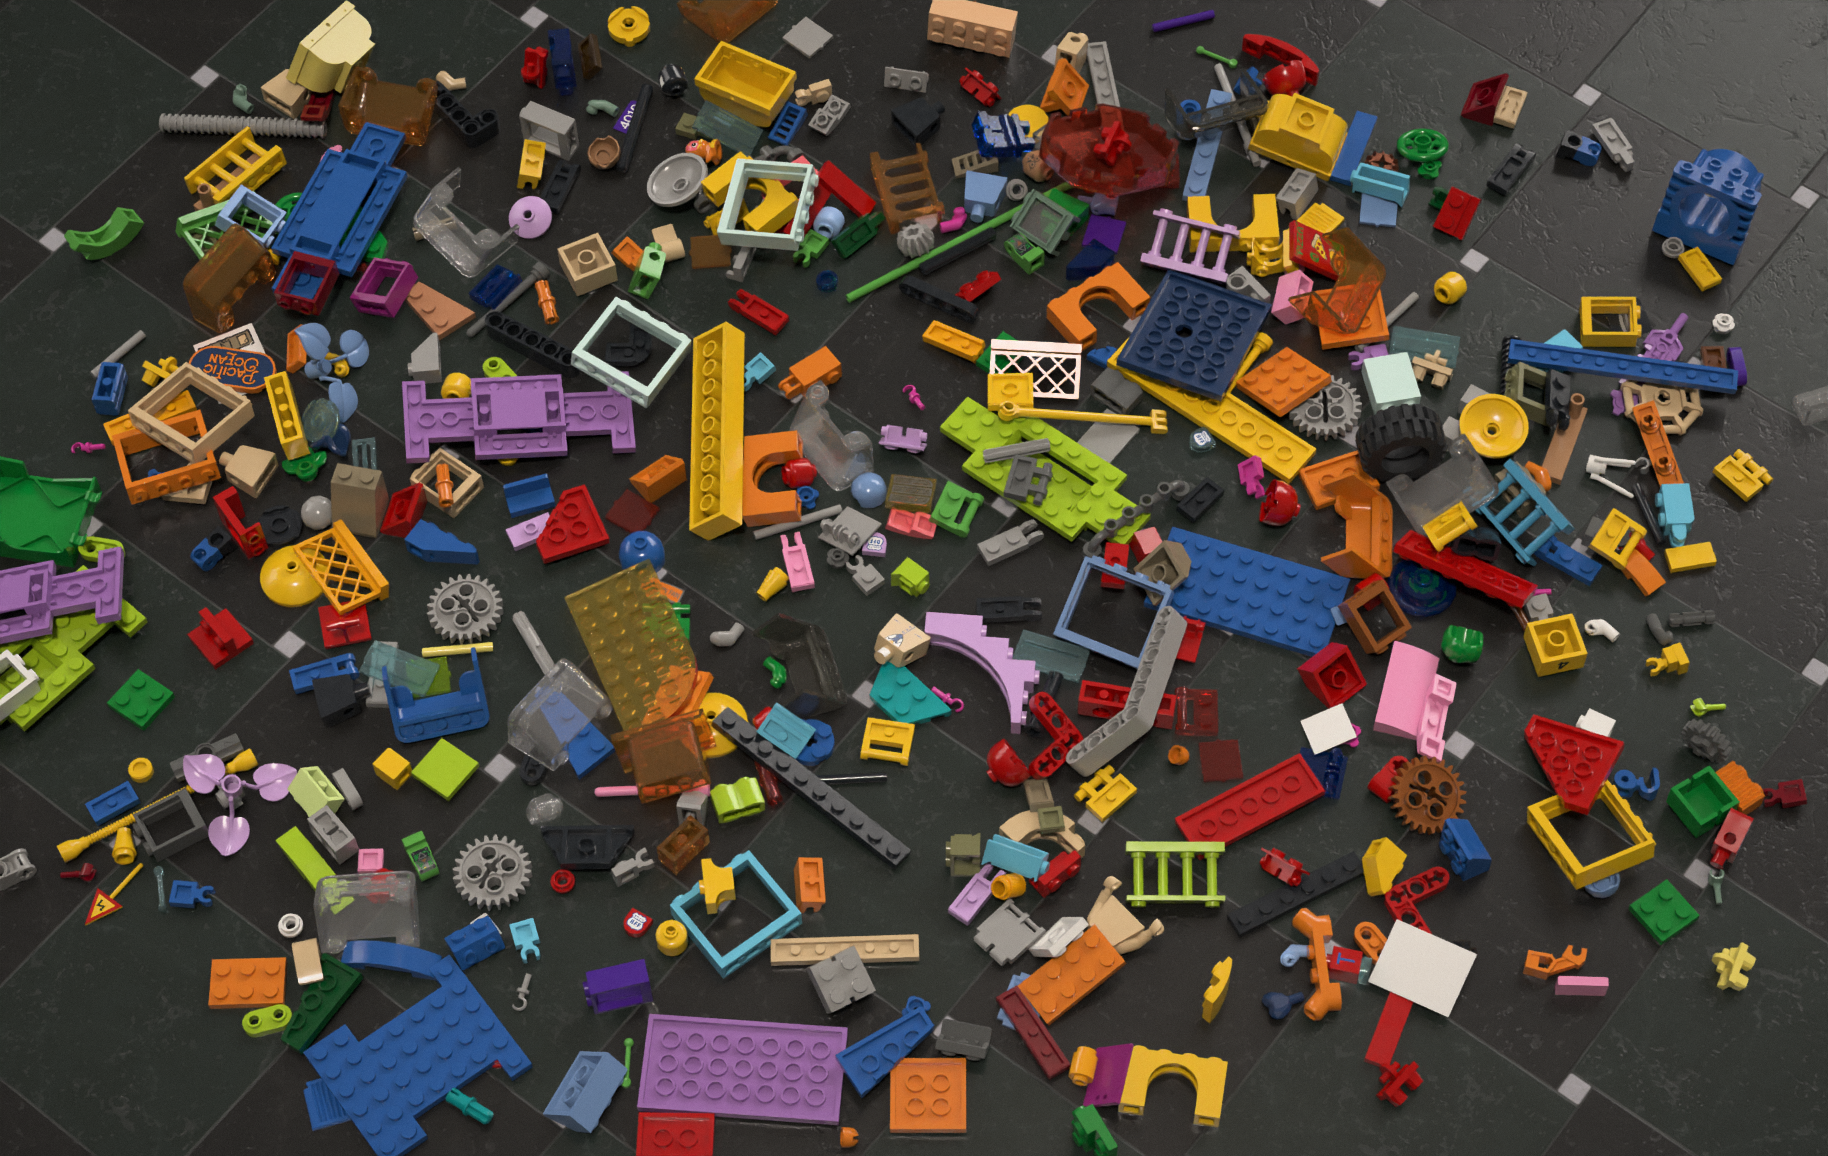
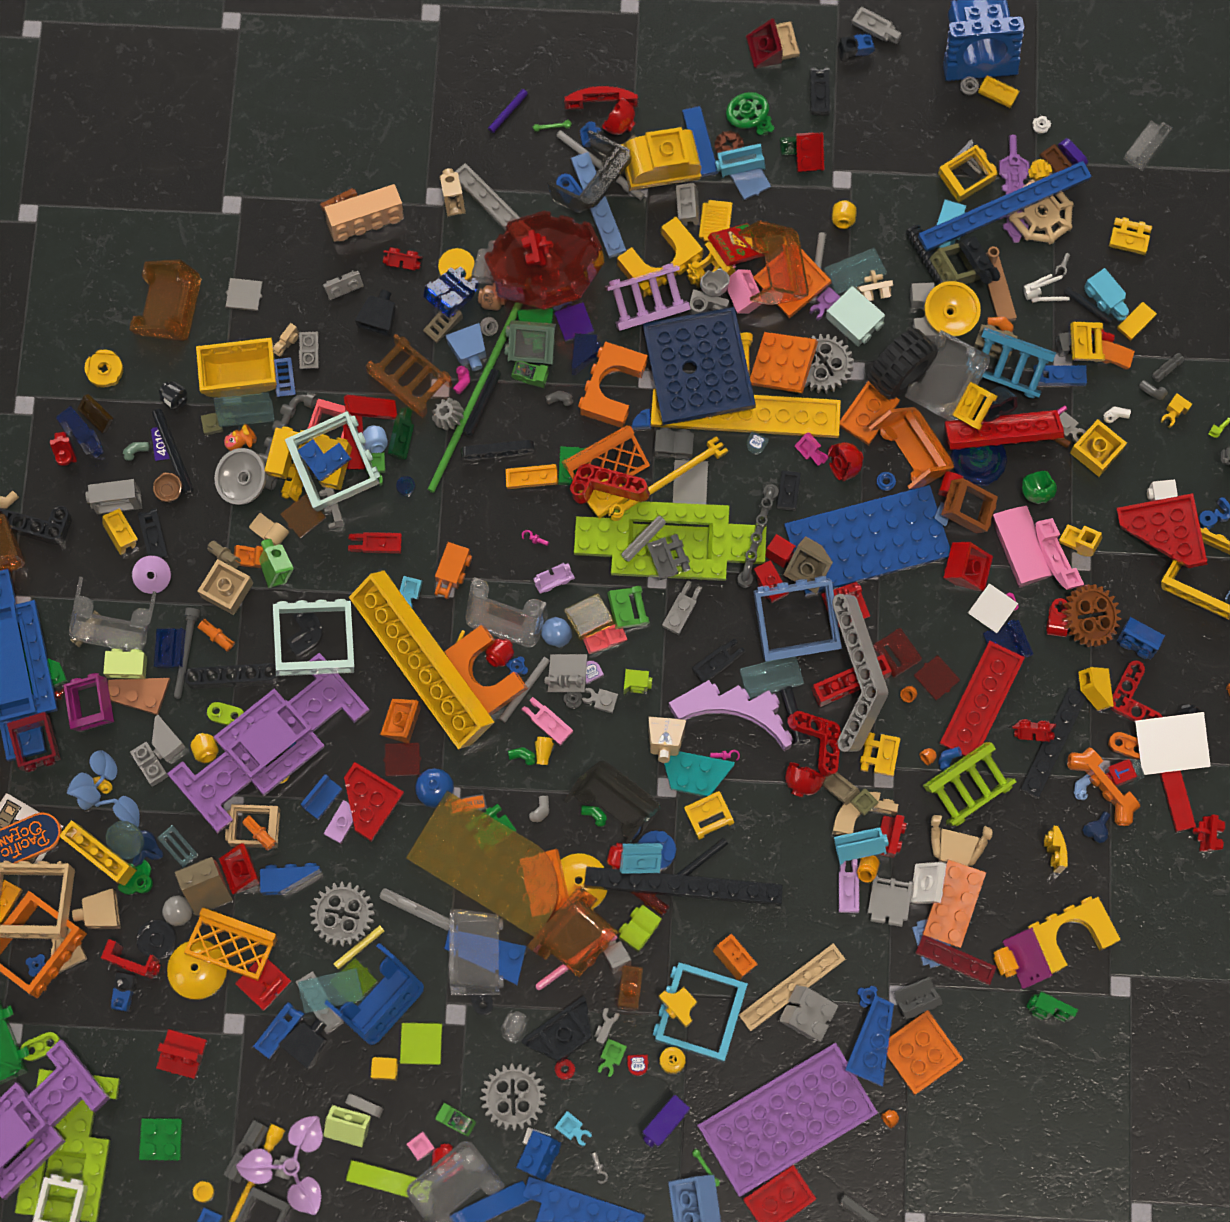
camera: 35 degrees left, 15 degrees up
(295, 352) = (58, 792): orange plate -> none
(333, 834) = (383, 1147): light grey brick -> none
(396, 372) = (149, 764): none -> light grey slope
(443, 275) = (125, 664): none -> yellowish green brick
(609, 237) = (223, 554): none -> dark tan pin
(618, 896) = (612, 1054): none -> bright green plate
(750, 576) = (523, 753): none -> green arm
(756, 197) = (323, 463): none -> blue plate
(963, 854) = (824, 866): olive window -> none
(983, 282) = (518, 422): red plate -> none
(1018, 376) = (634, 488): none -> red beam
(1036, 287) = (560, 396): none -> dark grey arm
(1065, 89) = (466, 224): orange bracket -> none
(1154, 825) = (928, 756): none -> orange hinge
(1176, 835) = (947, 756): none -> blue arm
(1266, 270) = (715, 282): none -> light grey hair
(1307, 544) = (890, 477): none -> blue plate
(1472, 719) = (1083, 540): none -> yellow brick
(1657, 443) = (1064, 251): orange plate -> none
(1689, 355) = (1039, 170): none -> yellow gear

